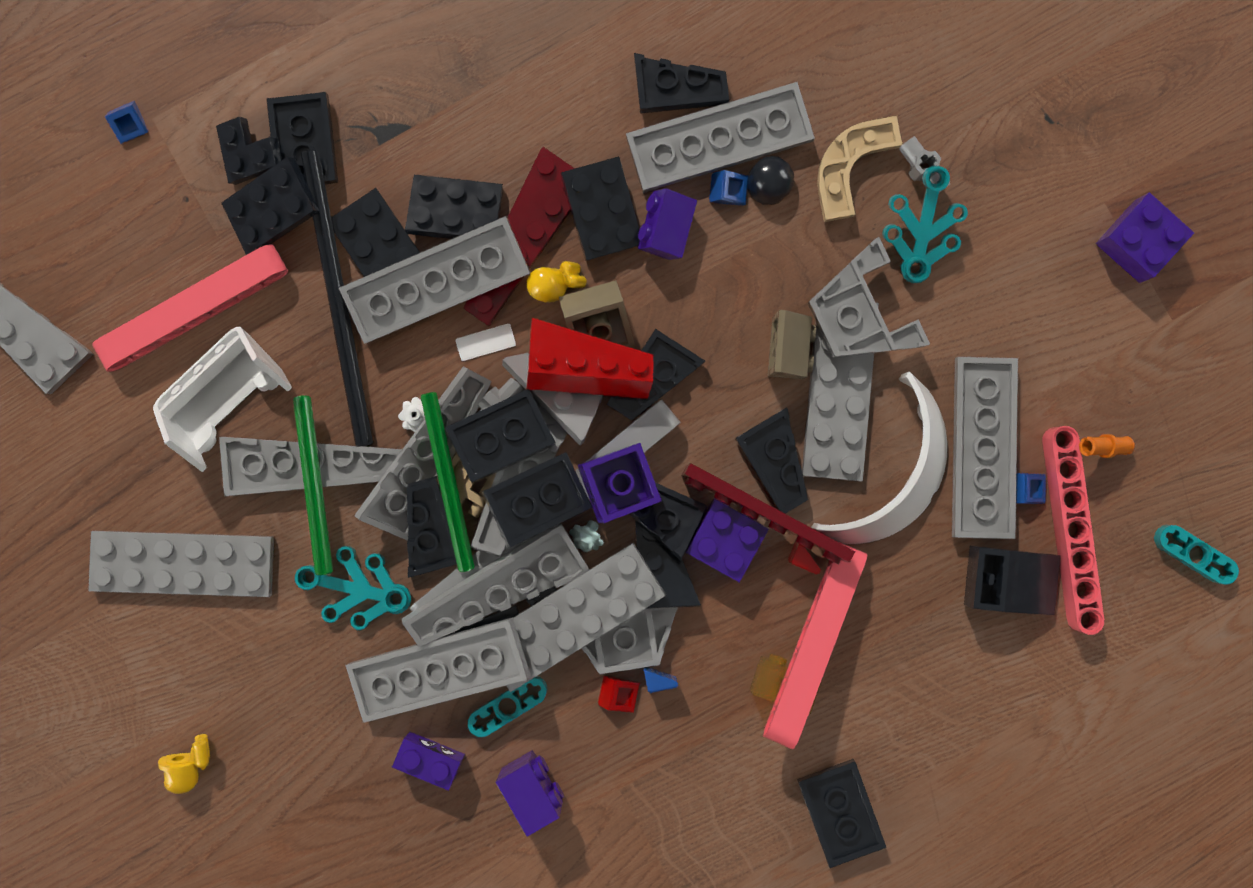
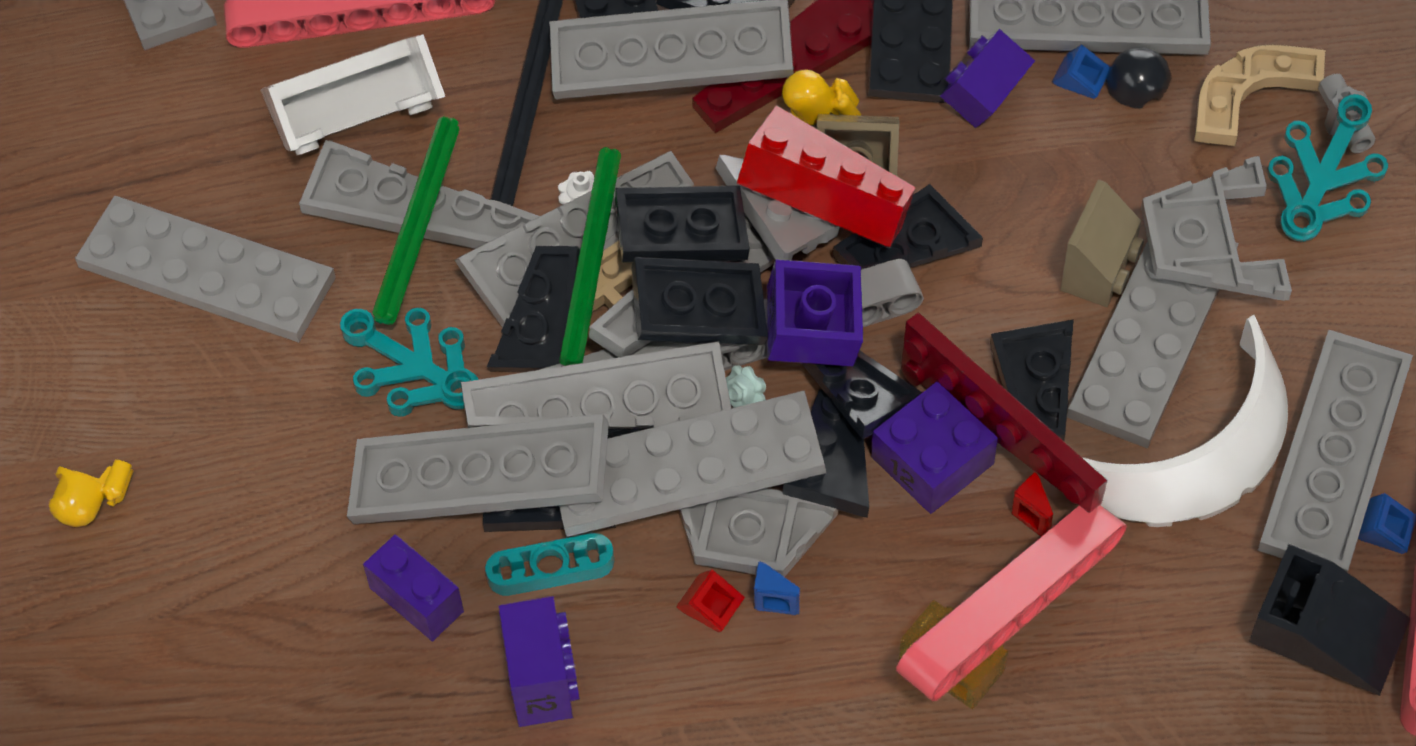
camera: 20 degrees right, 30 degrees down
(485, 342) = (703, 147): white sticker -> none

